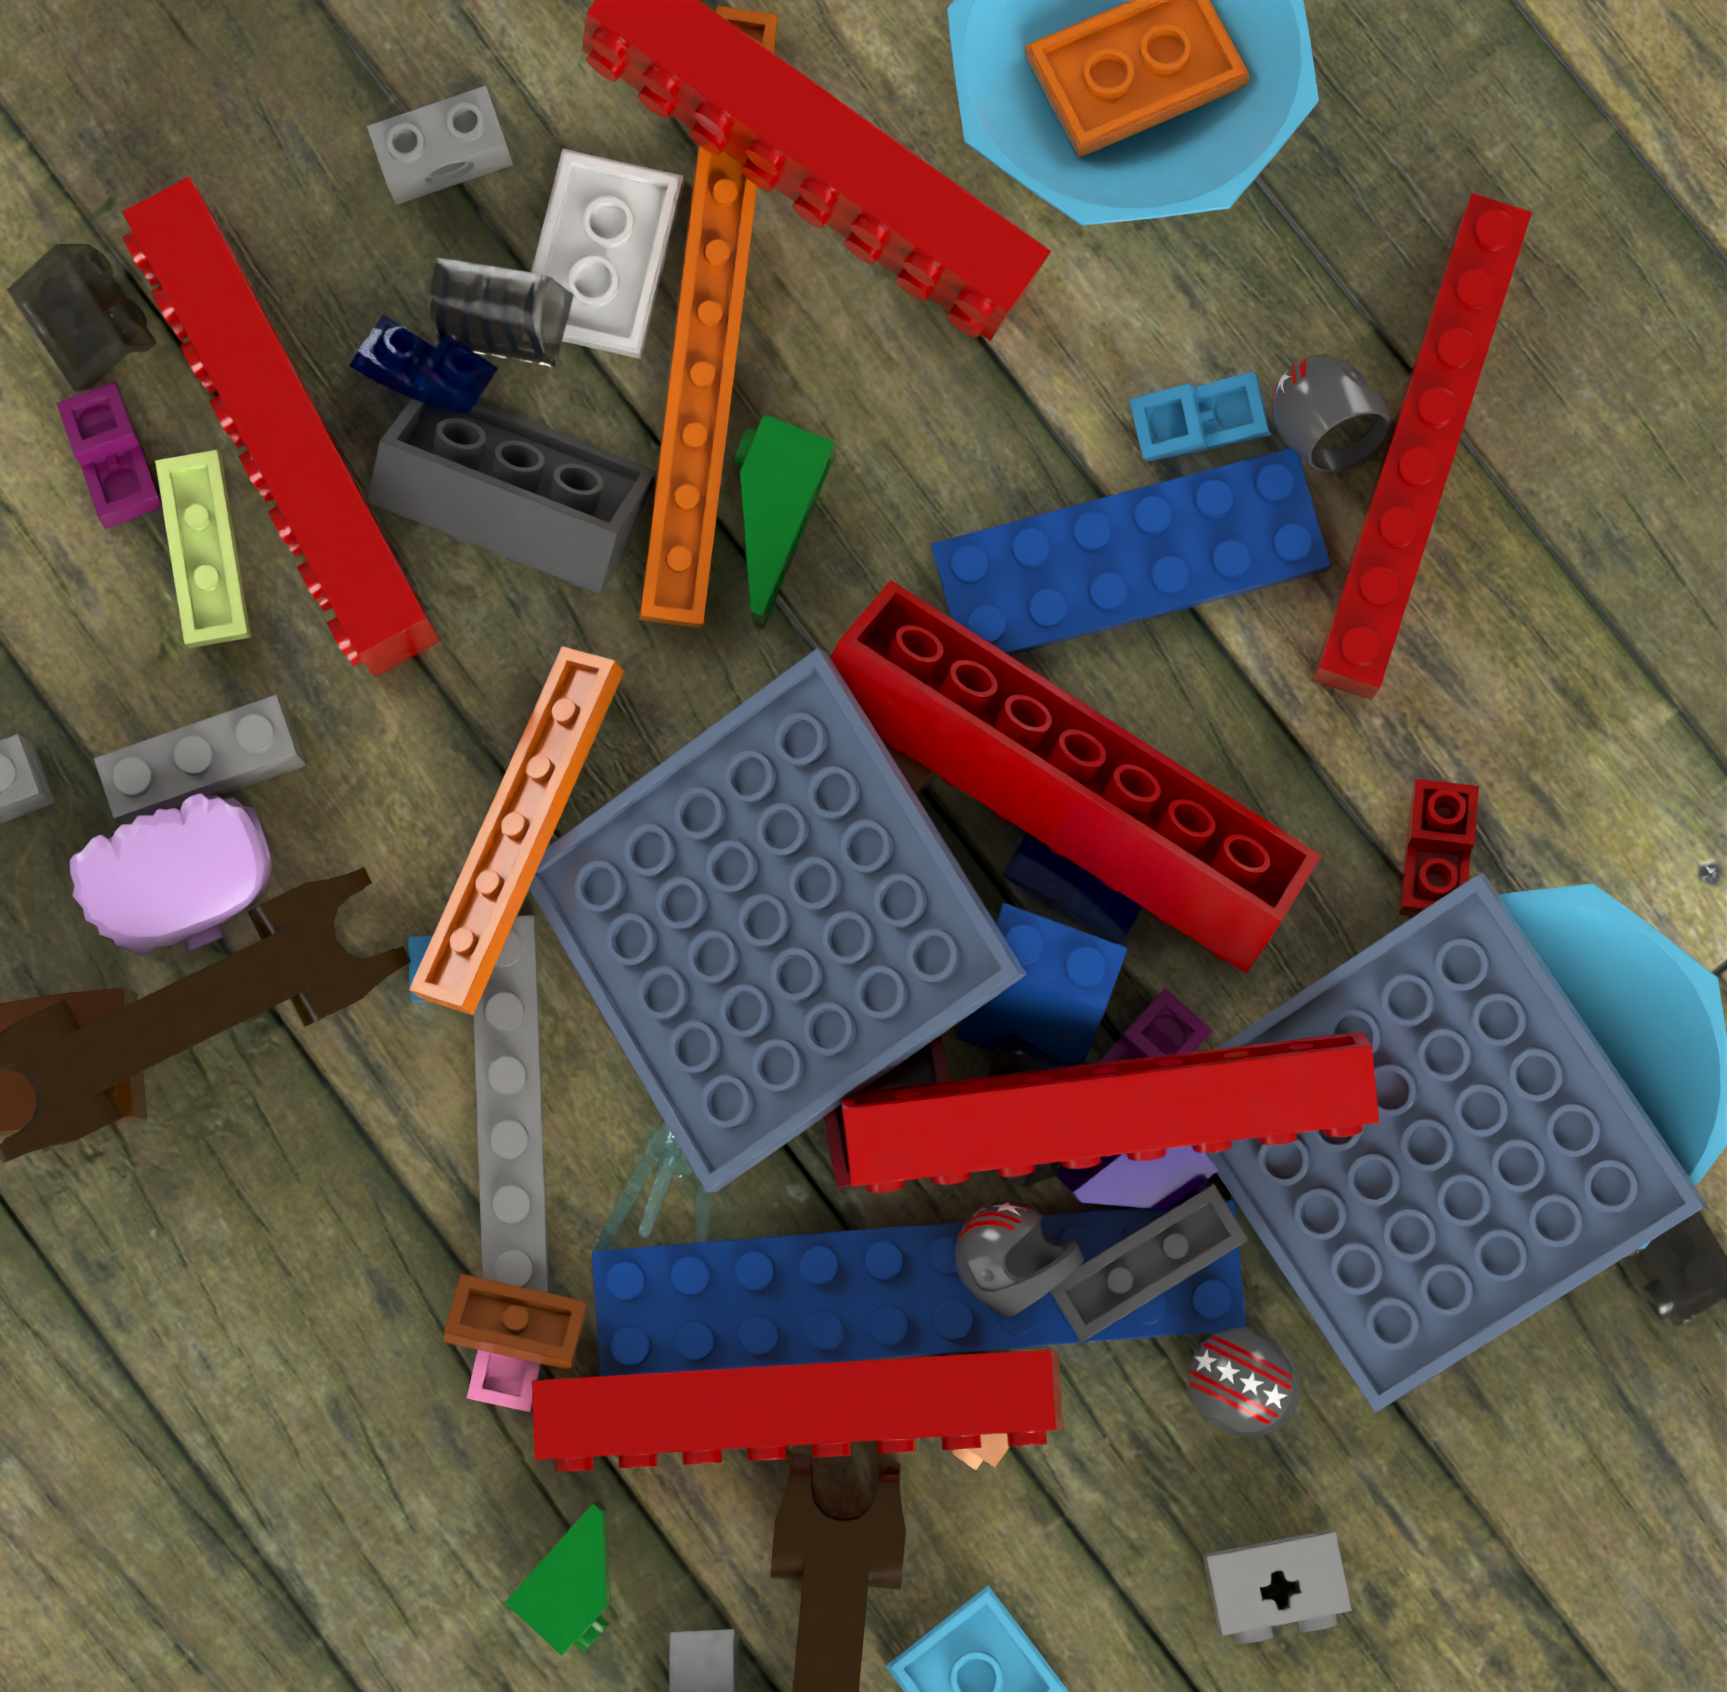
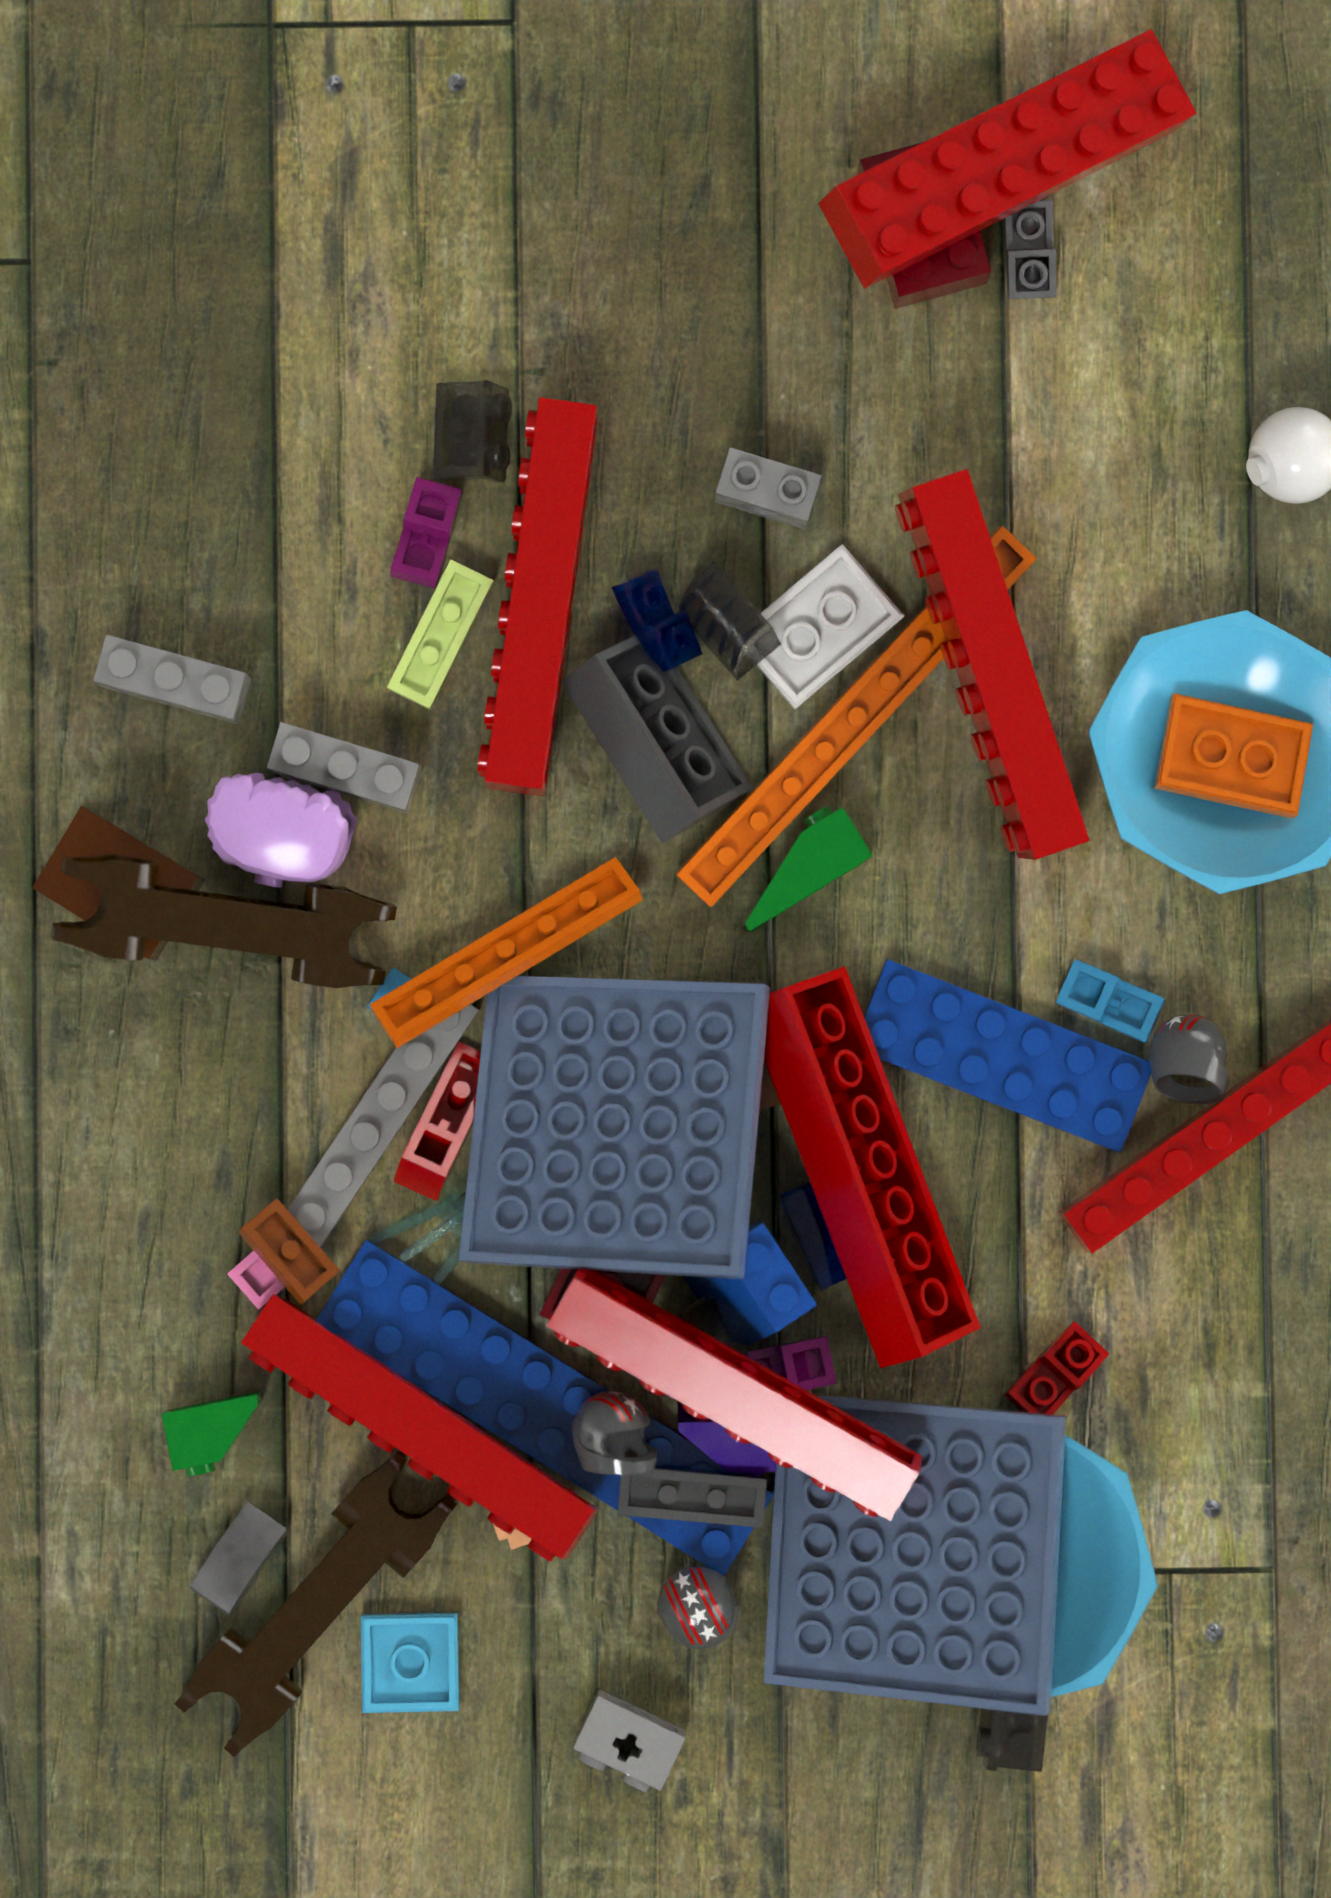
camera: 25 degrees right, 5 degrees up
(585, 1068) = (442, 1126): none -> red slope

